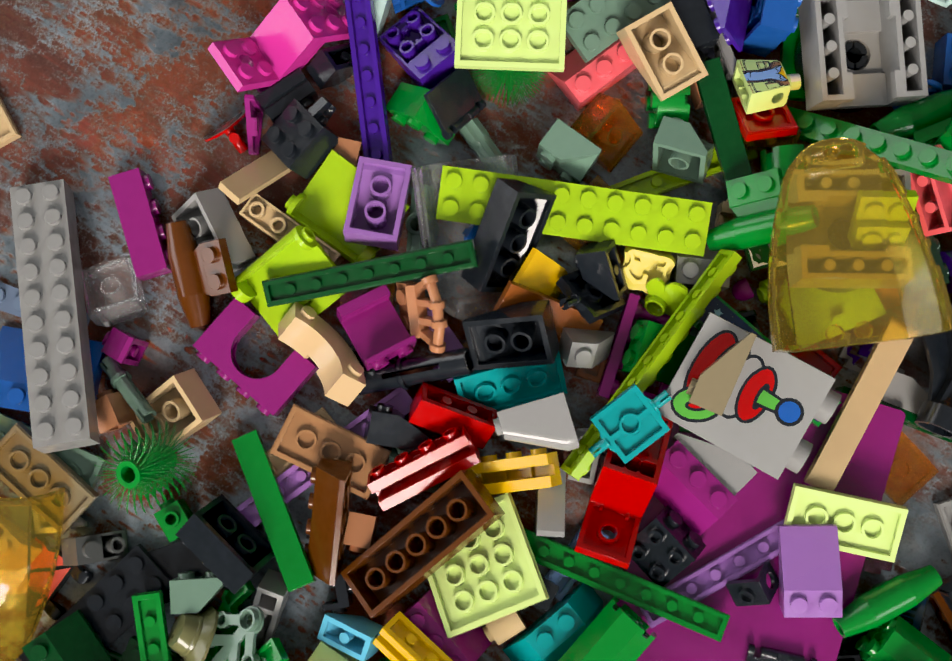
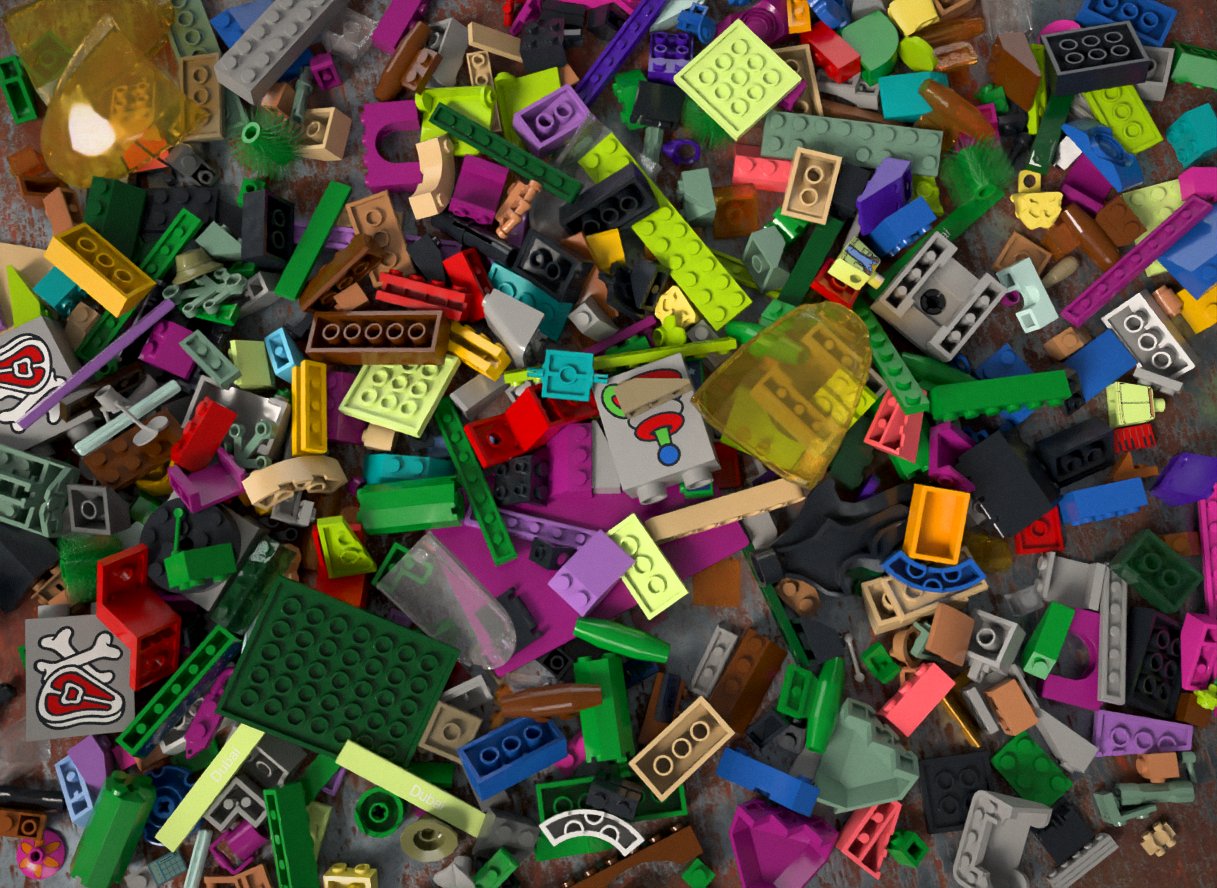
camera: 40 degrees right, 5 degrees down
(498, 126) = (671, 149): none -> dark purple piece

